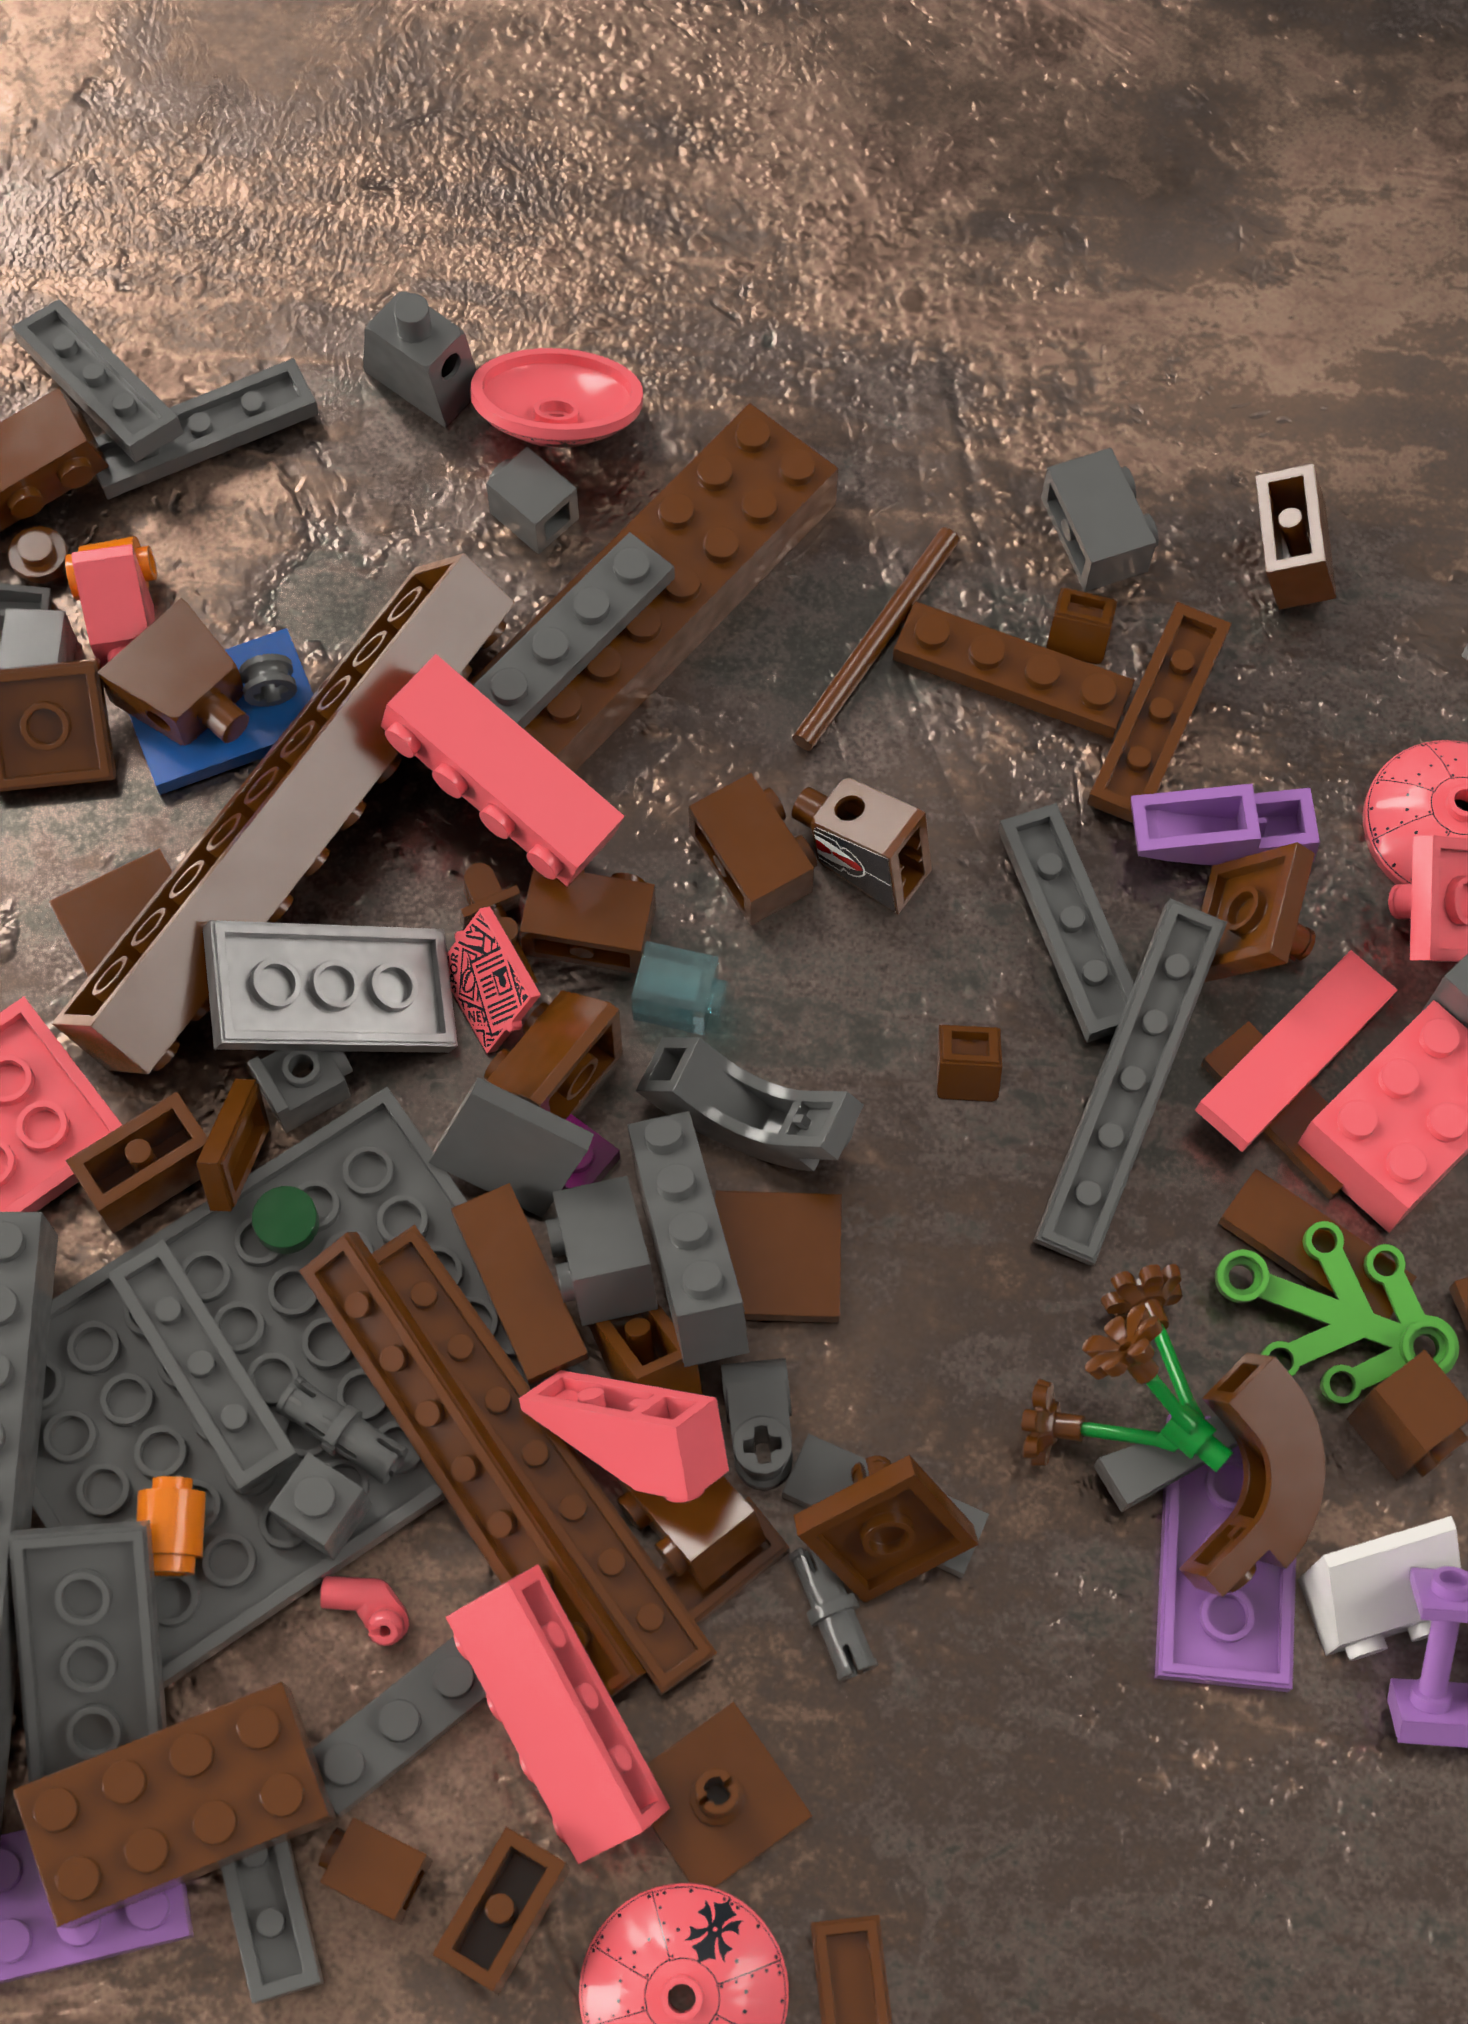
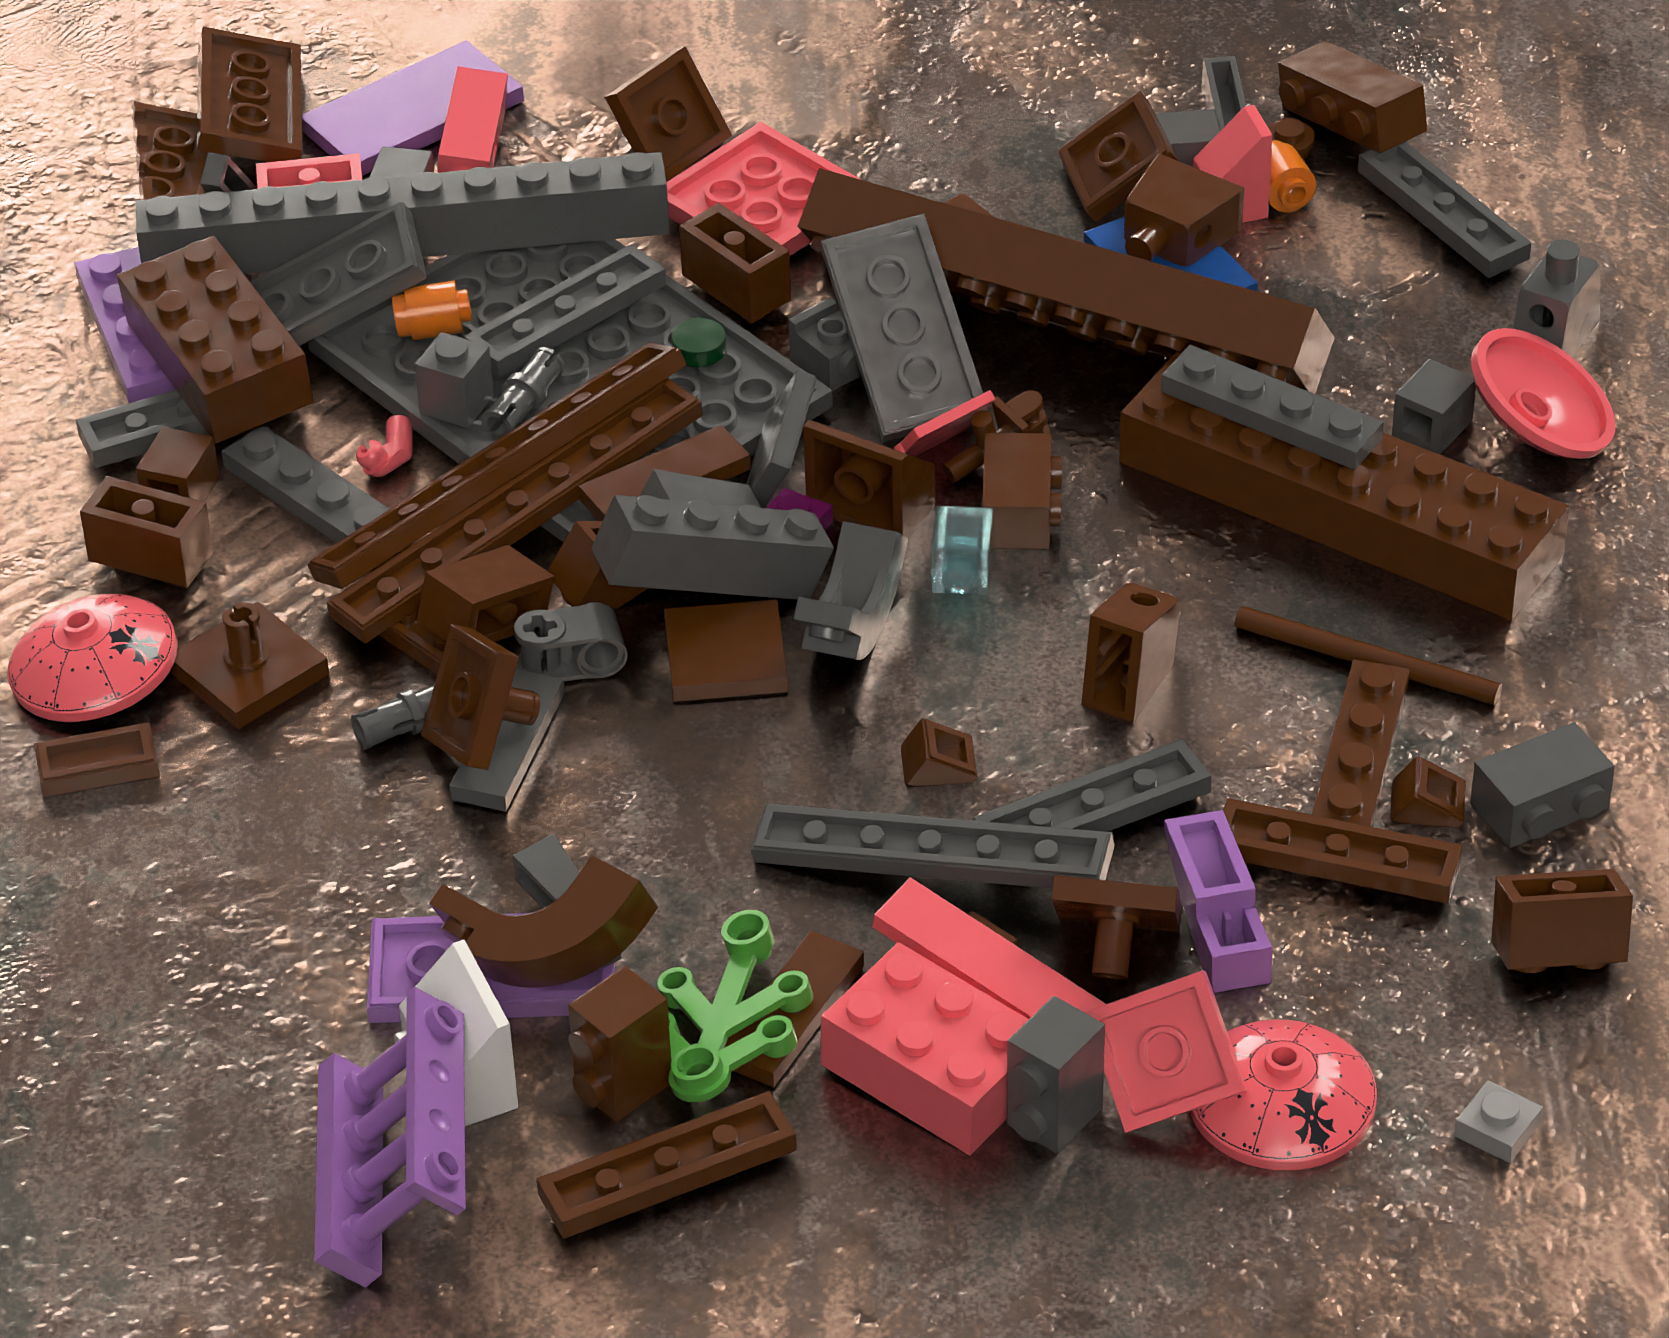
camera: 85 degrees right, 25 degrees down
(97, 380) = (1460, 130): dark grey plate -> none
(233, 1145) = (753, 299): reddish brown tile -> none
(268, 680) = (1193, 259): dark grey bush -> none
(500, 771) = (1112, 369): coral brick -> none
(558, 1715) = (302, 529): coral brick -> none
(638, 1432) = (527, 526): coral slope -> none
(752, 848) = (1103, 567): reddish brown brick -> none
(1130, 1349) = (591, 816): reddish brown plant -> none

